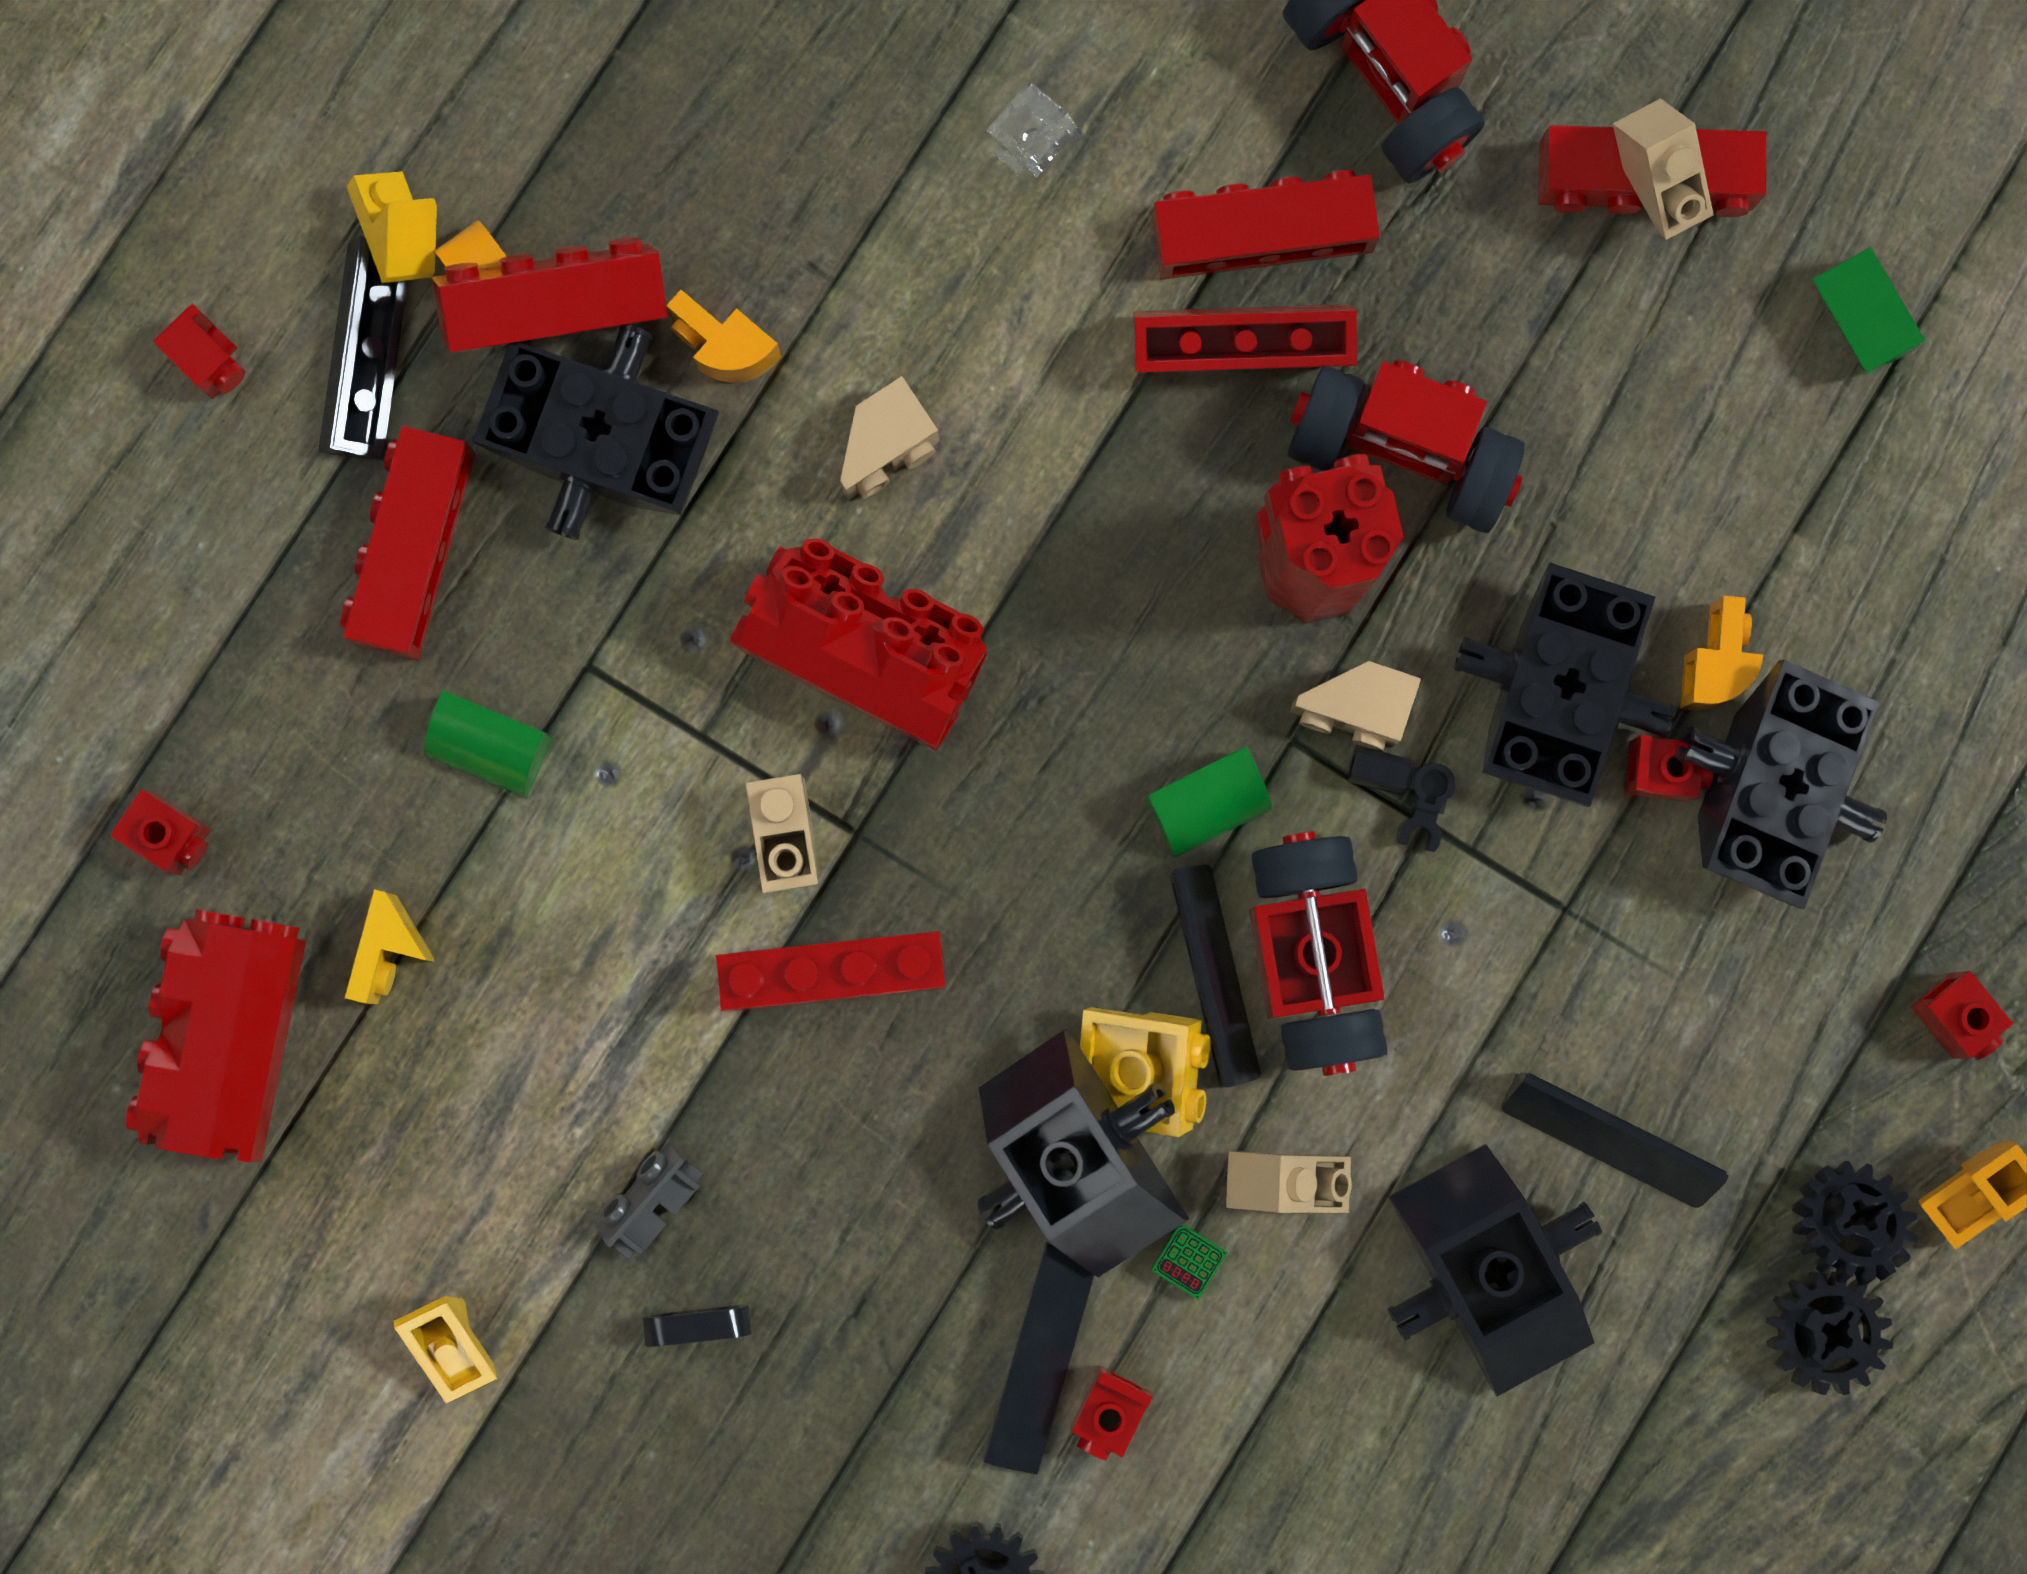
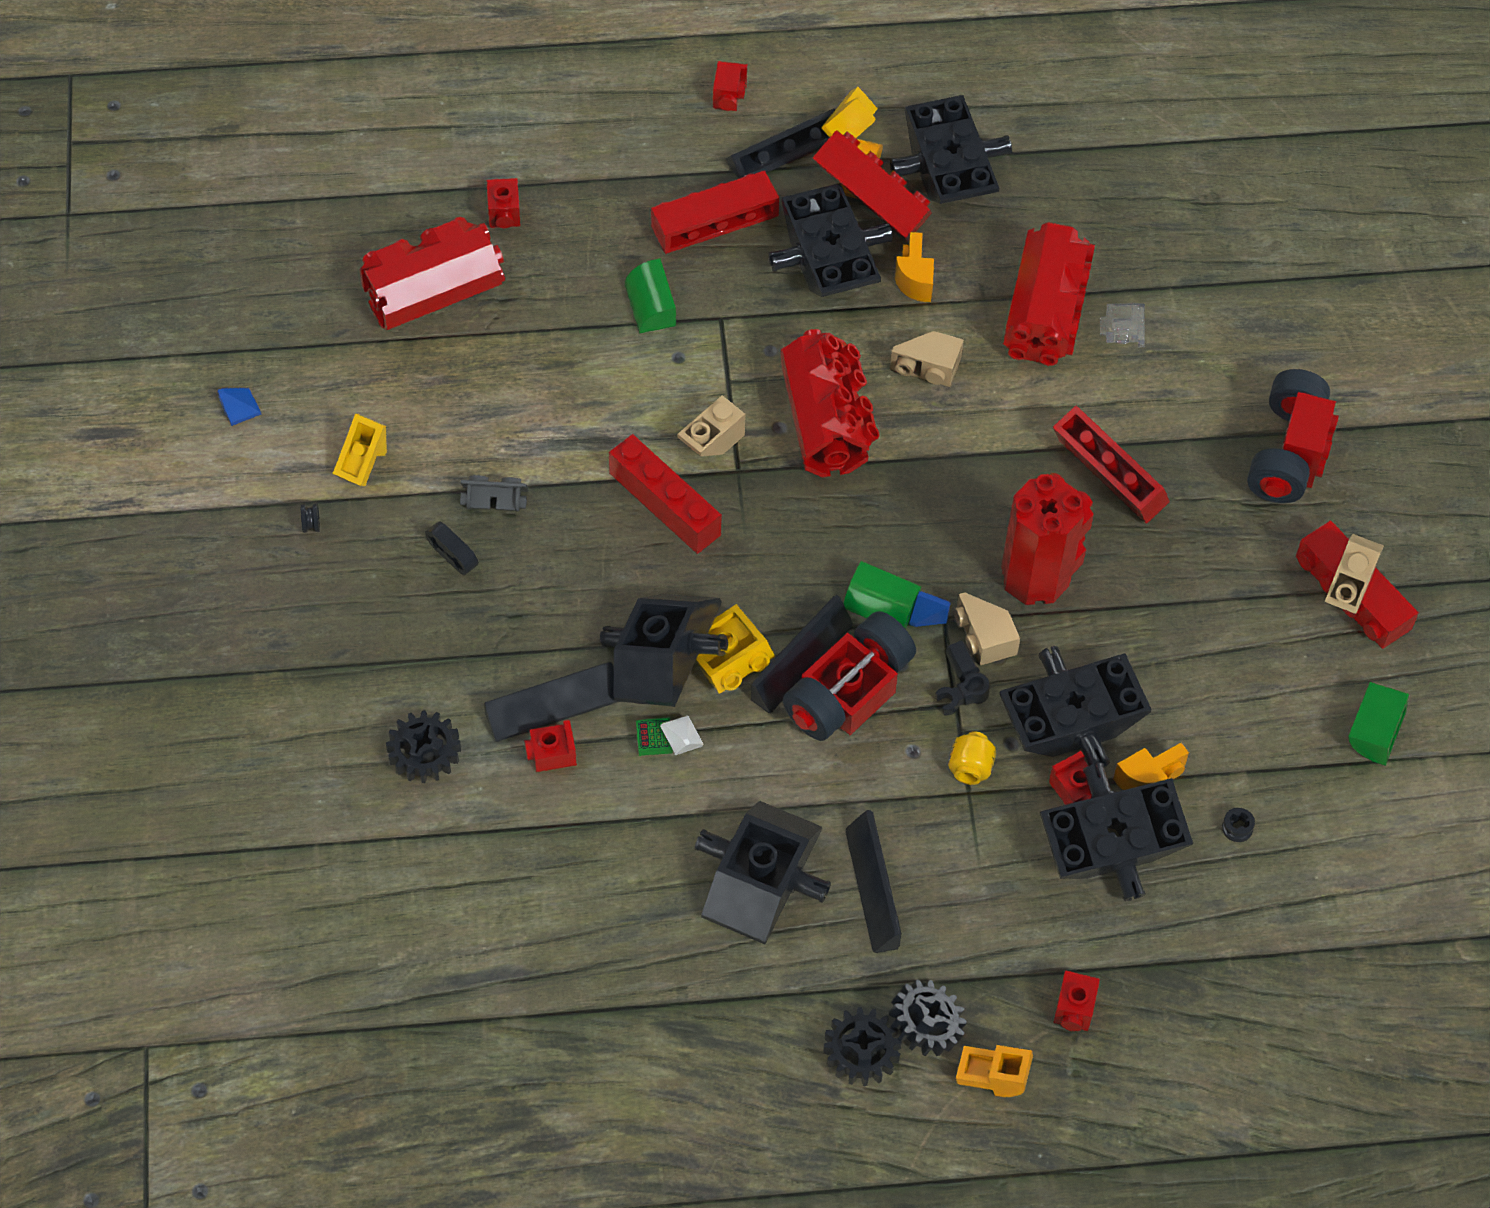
camera: 55 degrees right, 25 degrees down
(224, 1453) = (238, 404): none -> blue slope
(384, 932) = (526, 312): yellow slope -> none
(498, 1487) = (310, 517): none -> black bush
(528, 112) = (949, 151): none -> black slope
(914, 198) = (1048, 294): none -> red brick
(1219, 1228) = (681, 735): none -> white slope
(1265, 225) = (1172, 444): red brick -> none
(1275, 754) = (929, 610): none -> blue slope
(1288, 1182) = (729, 750): tan slope -> none
(1414, 427) = (1136, 560): brick -> none
(1531, 873) = (972, 758): none -> yellow head
(1878, 618) = (1242, 833): none -> black bush

